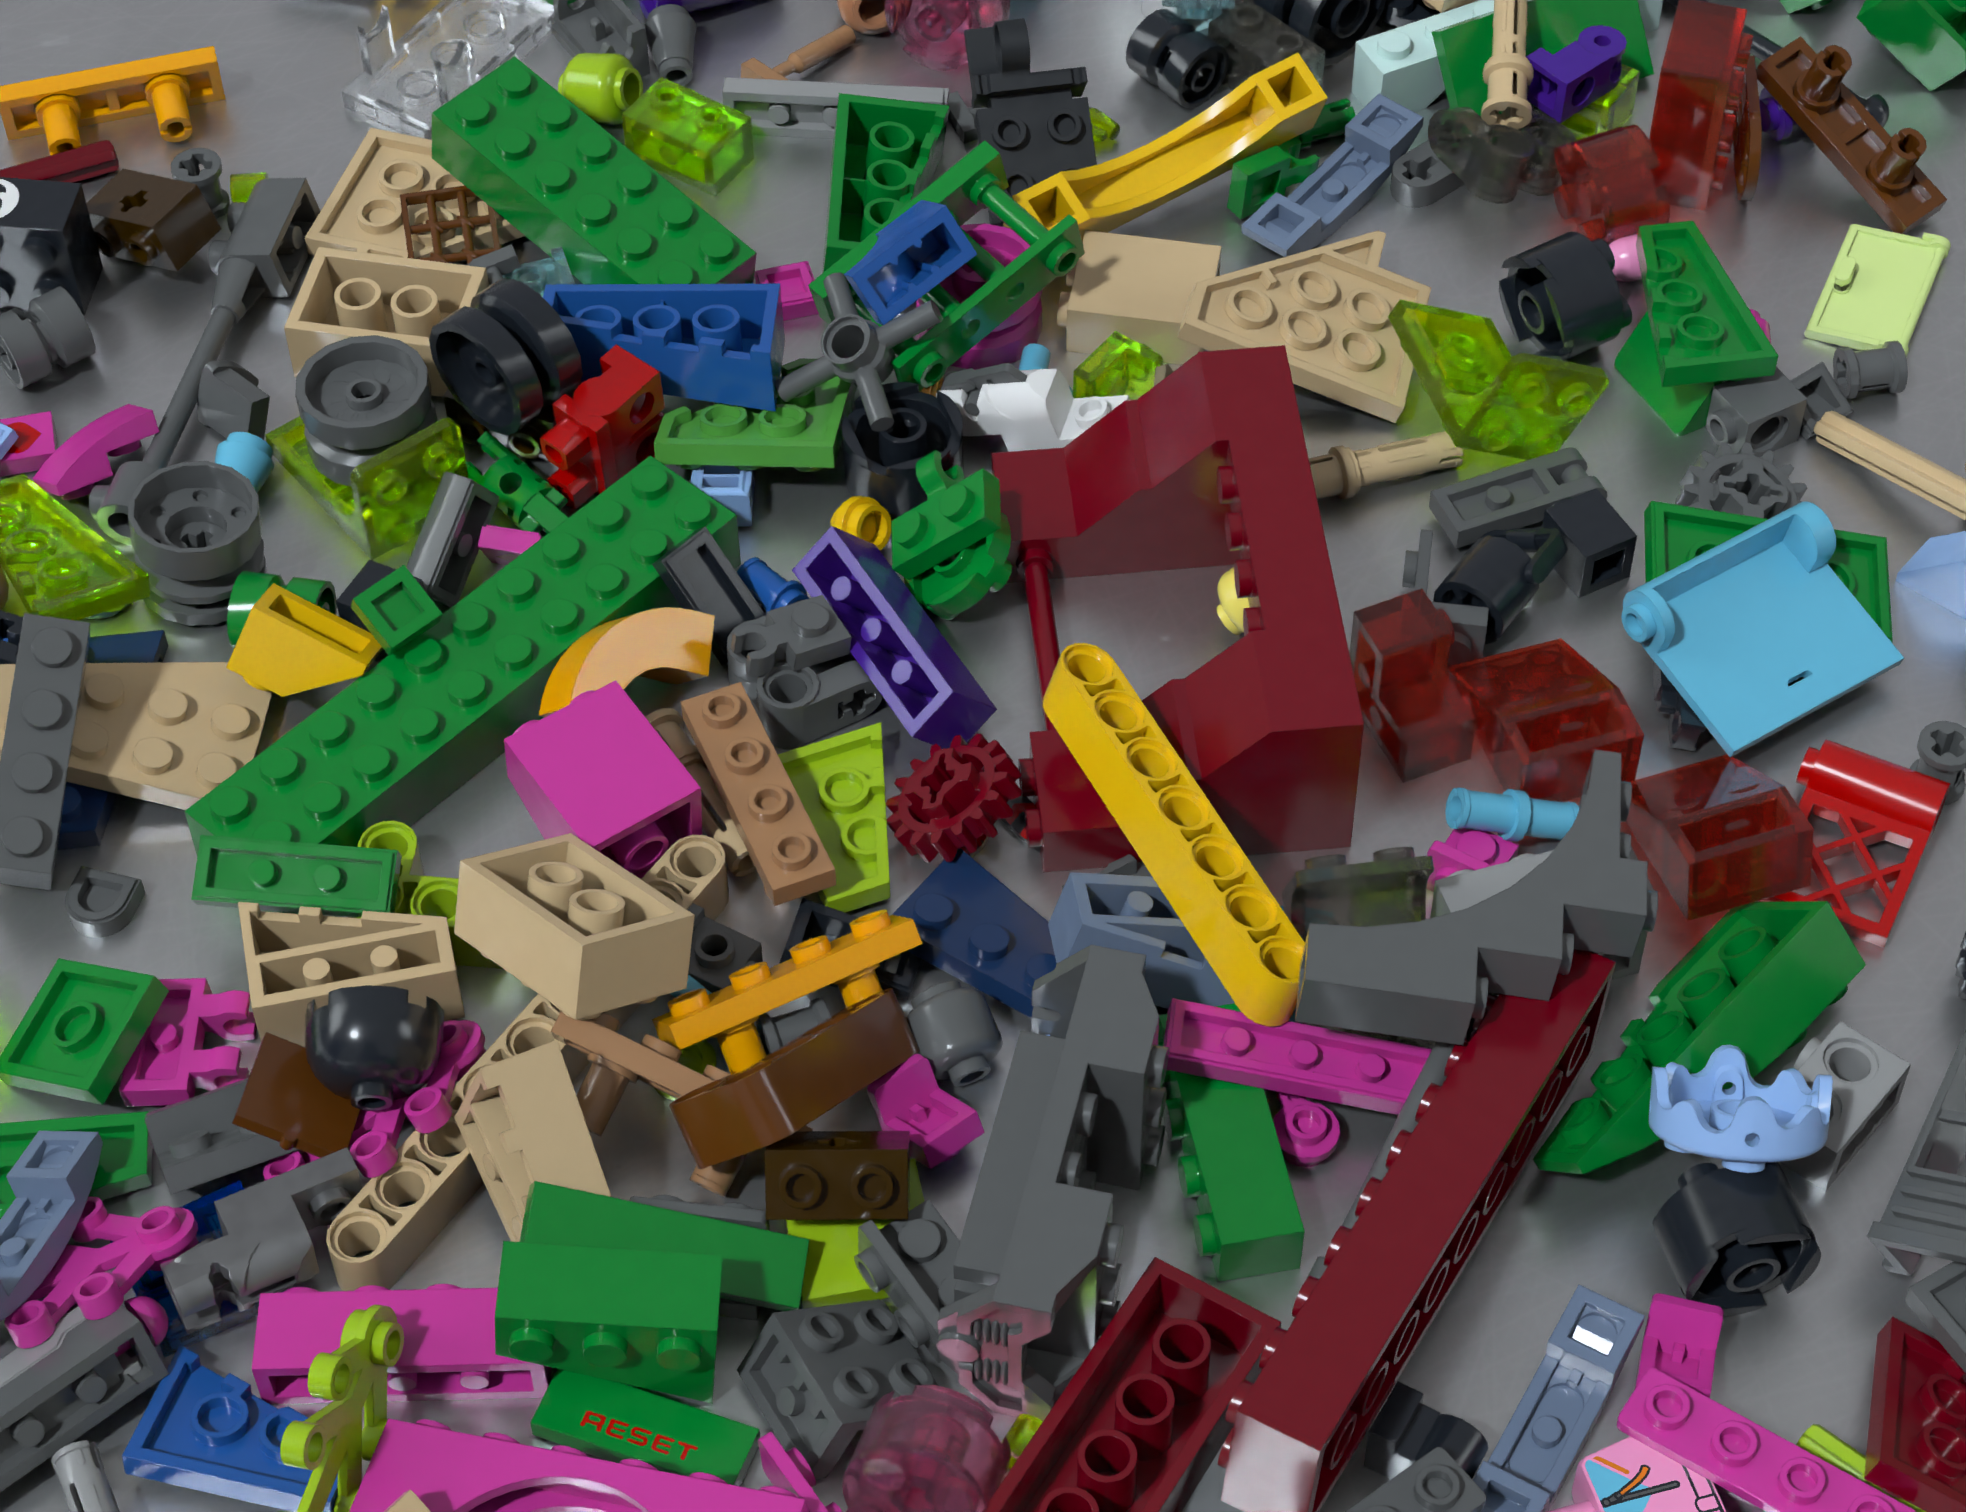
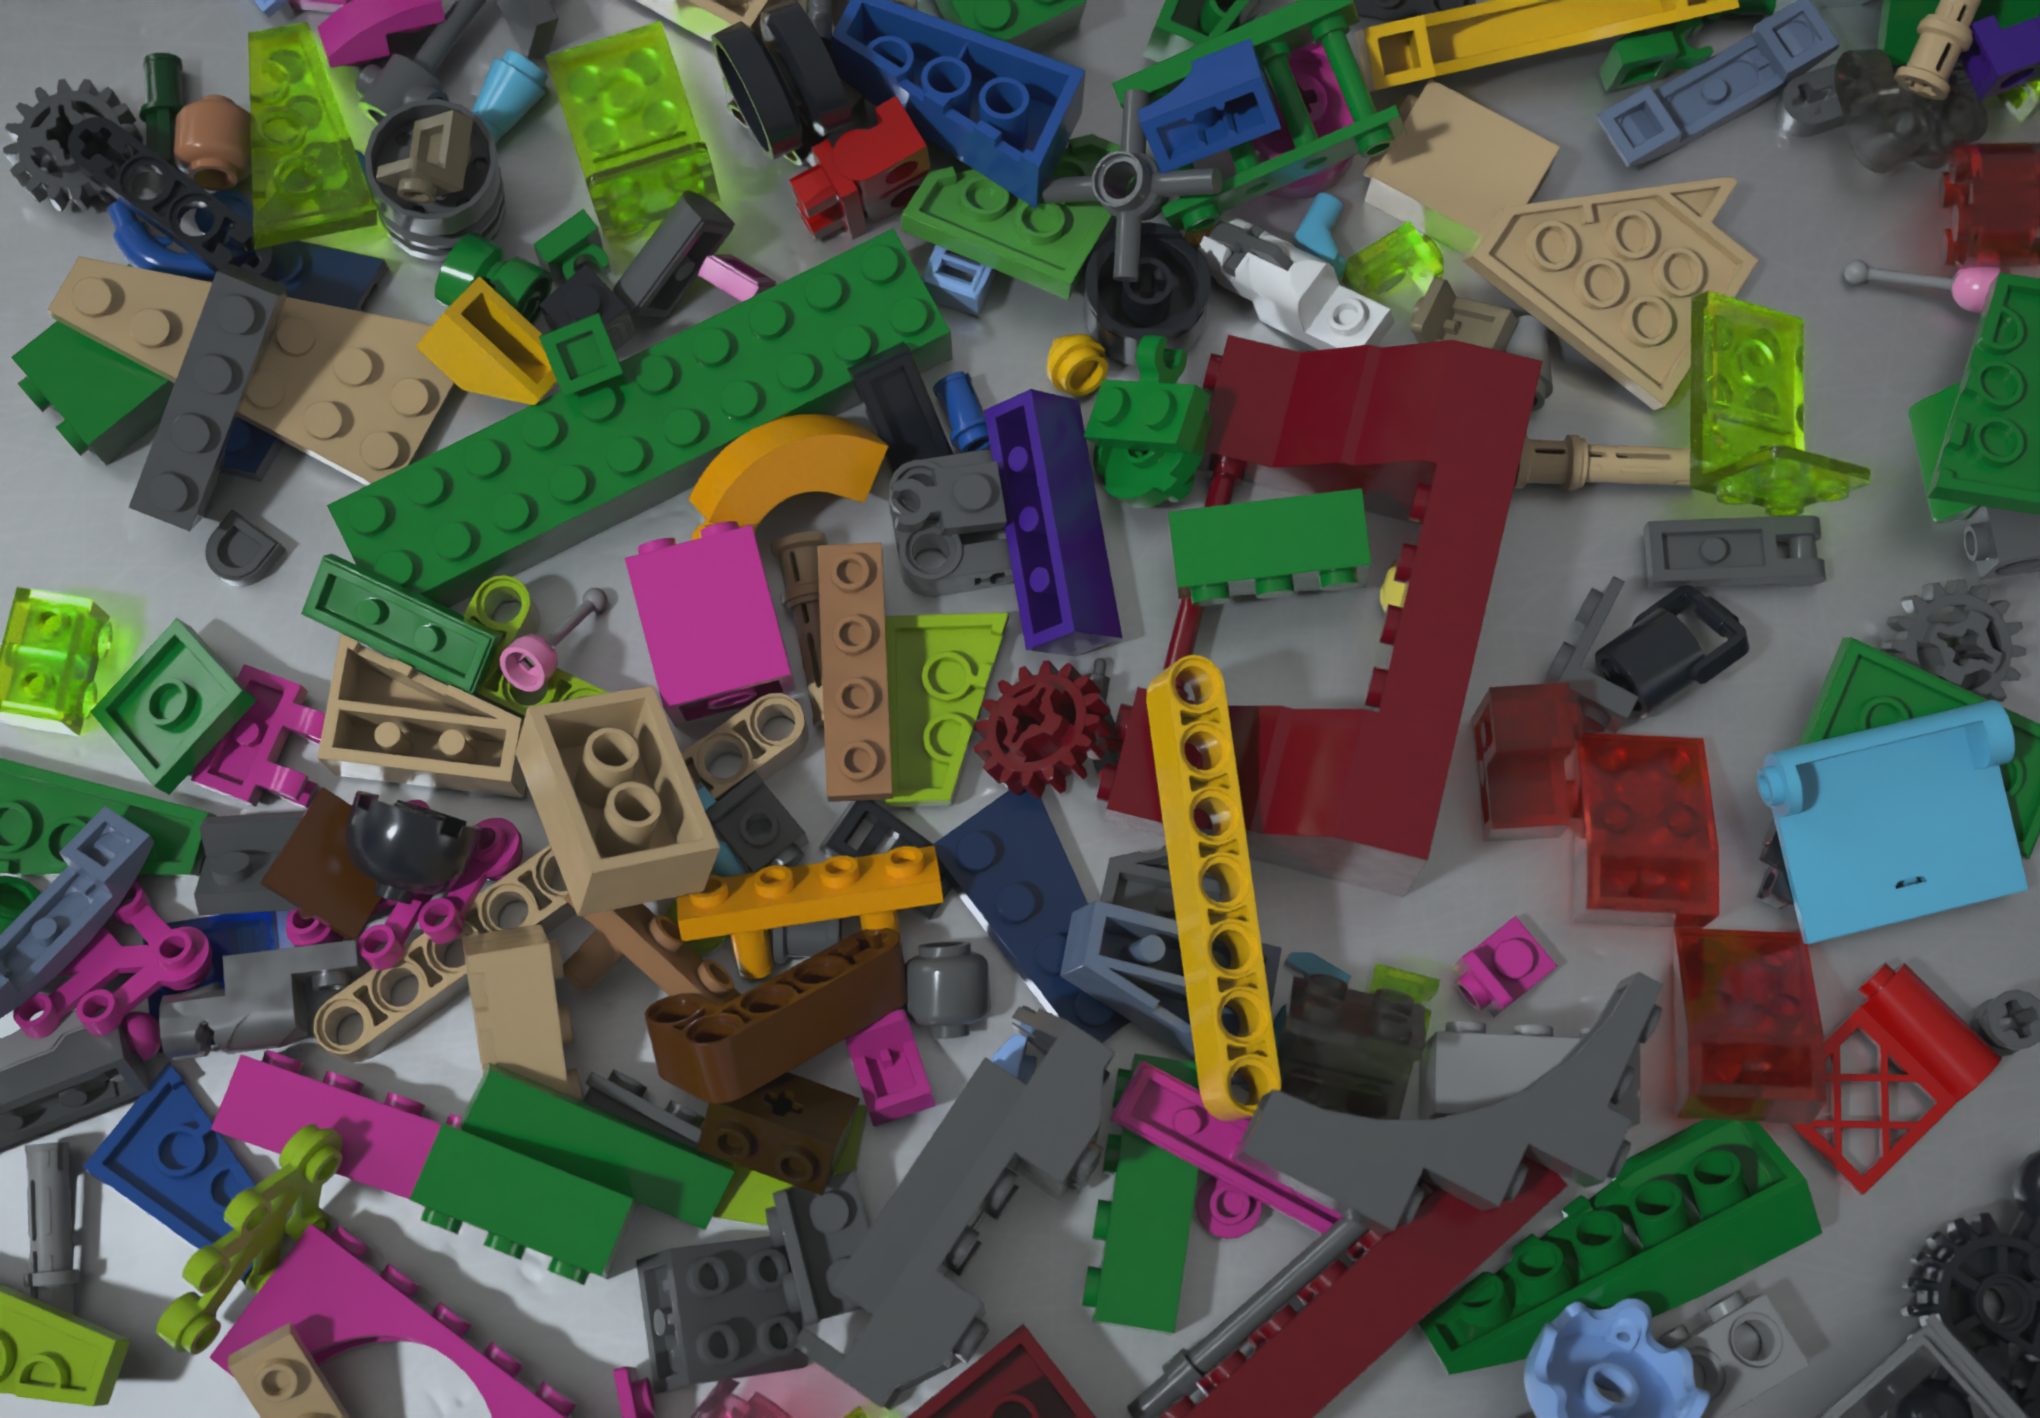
camera: 20 degrees right, 25 degrees up
(197, 501) = (436, 159): none -> dark tan bracket
(343, 559) = (571, 245): none -> green tile
(361, 401) = (636, 82): dark grey wheel -> none
(443, 863) = (540, 650): none -> bright pink hinge
(522, 493) = (764, 209): green hinge -> none
(635, 1424) = (542, 1303): green tile -> none
(794, 283) = (1113, 35): dark pink tile -> none
(1108, 585) = (1271, 547): none -> green wedge
(1509, 814) = (1563, 937): medium azure pin -> none
(1564, 296) = (1883, 333): black brick -> none
(1596, 539) = (1780, 634): black brick -> none

